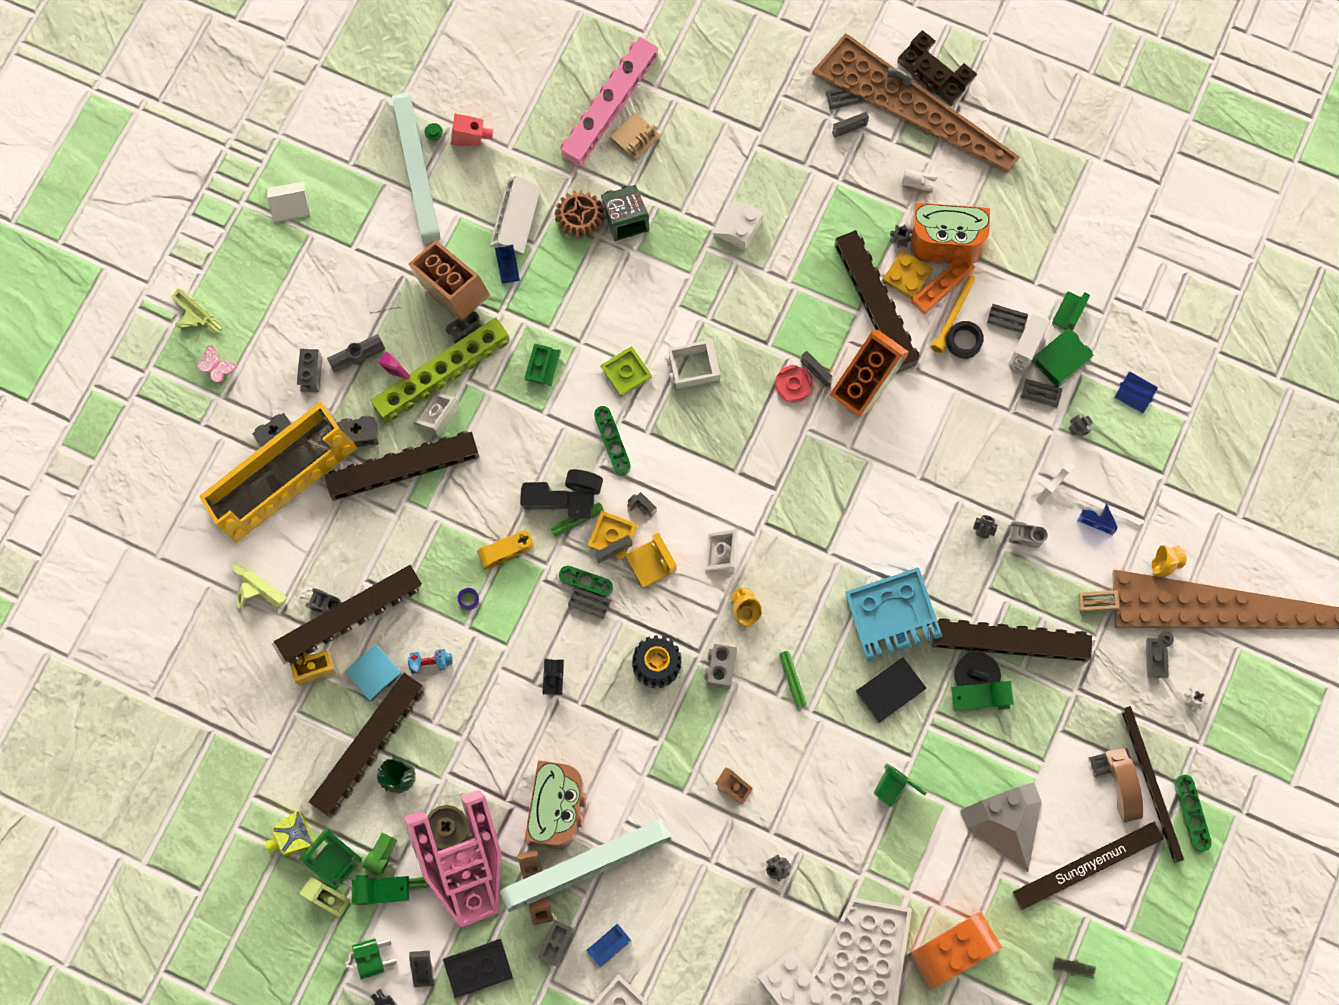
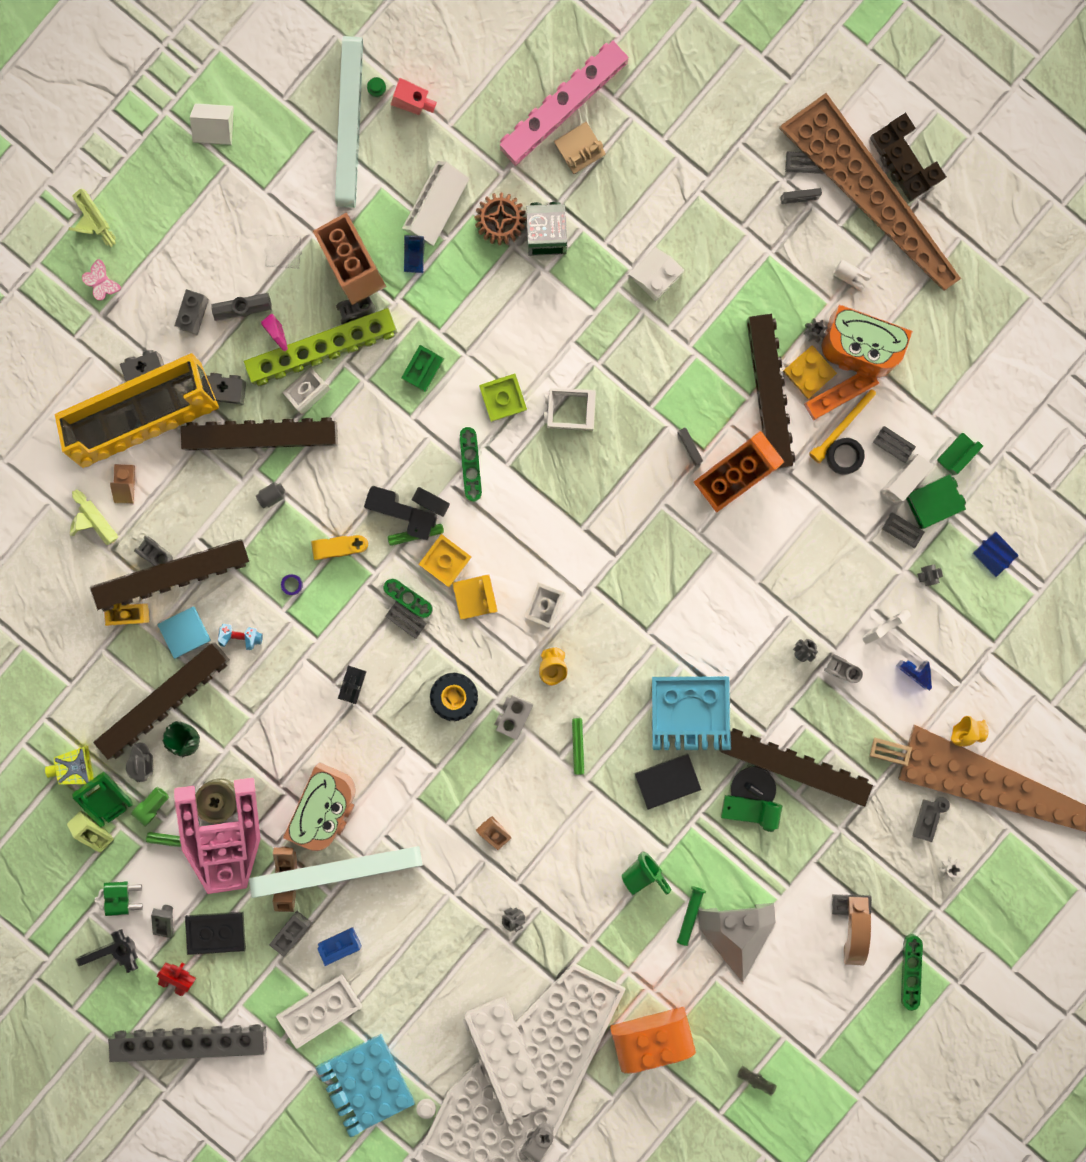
camera: 15 degrees right, 15 degrees up
(280, 547) = (124, 484): none -> medium nougat slope
(360, 812) = (140, 763): none -> dark grey hand
(380, 890) = (141, 840): green door -> none
(427, 518) = (271, 495): none -> dark grey brick
(613, 549) = (441, 577): dark grey tile -> none
(644, 503) = (484, 539): dark grey bracket -> none
(793, 383) = (664, 454): coral tile -> none
(900, 73) = (870, 156): dark grey arm -> none
(954, 816) = (690, 915): none -> green pin
(1088, 865) = (800, 992): dark brown tile -> none
(1152, 785) = (883, 937): dark brown tile -> none

